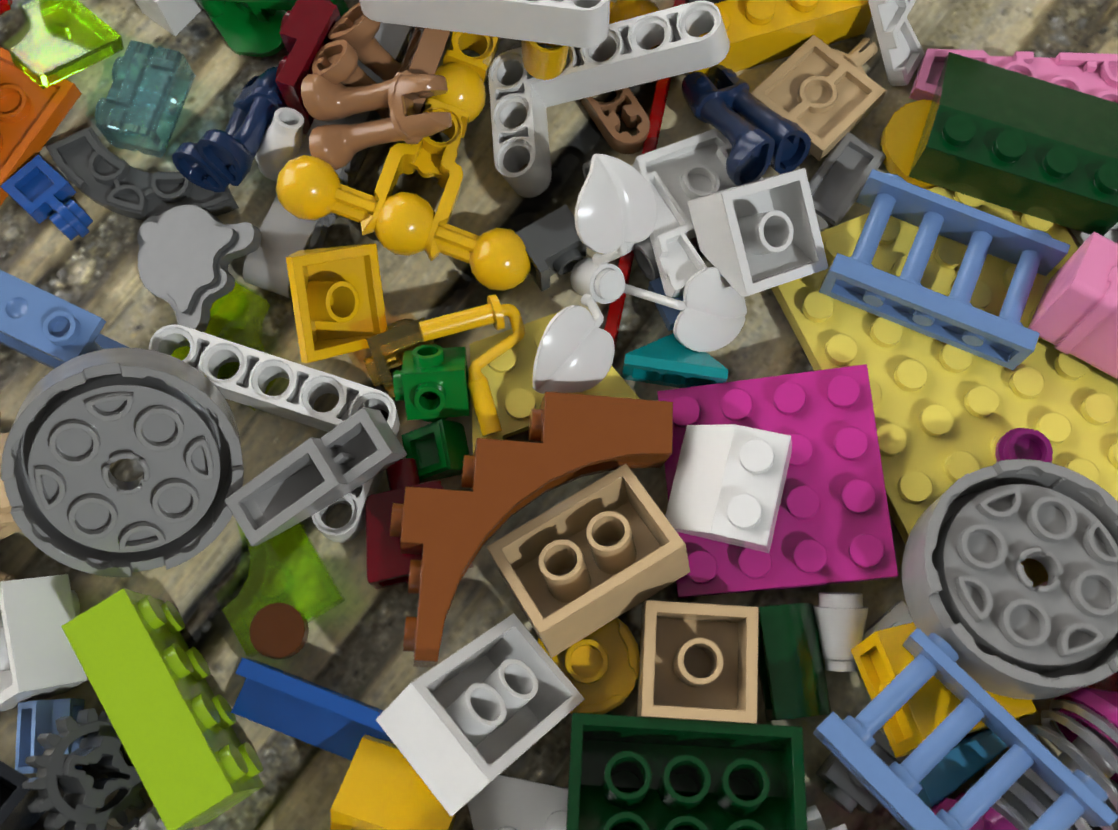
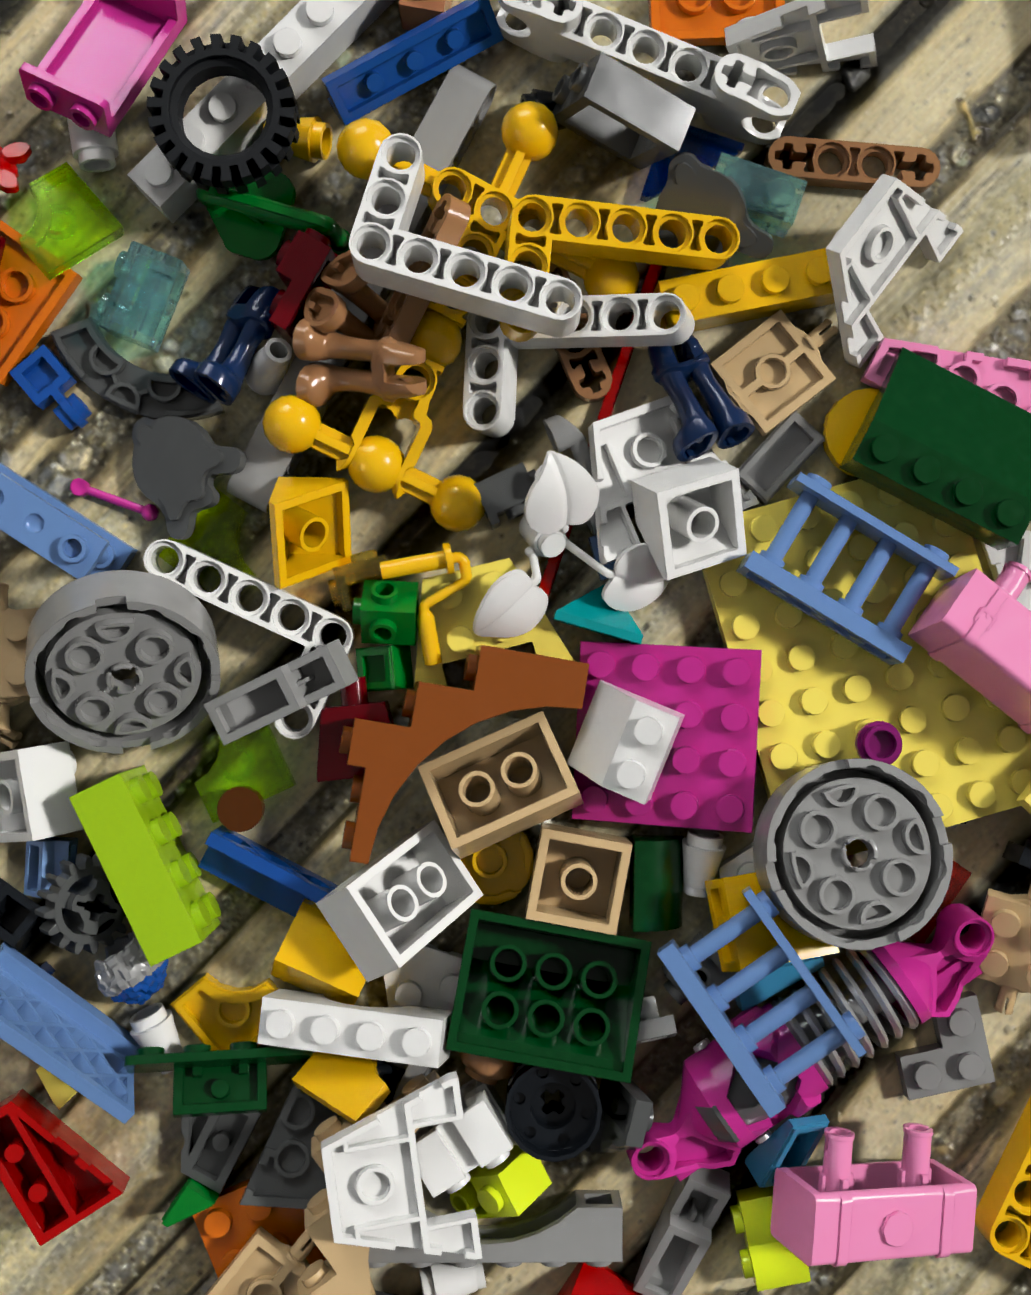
camera: 10 degrees right, 15 degrees up
(84, 300) = (82, 488): none -> dark pink hinge

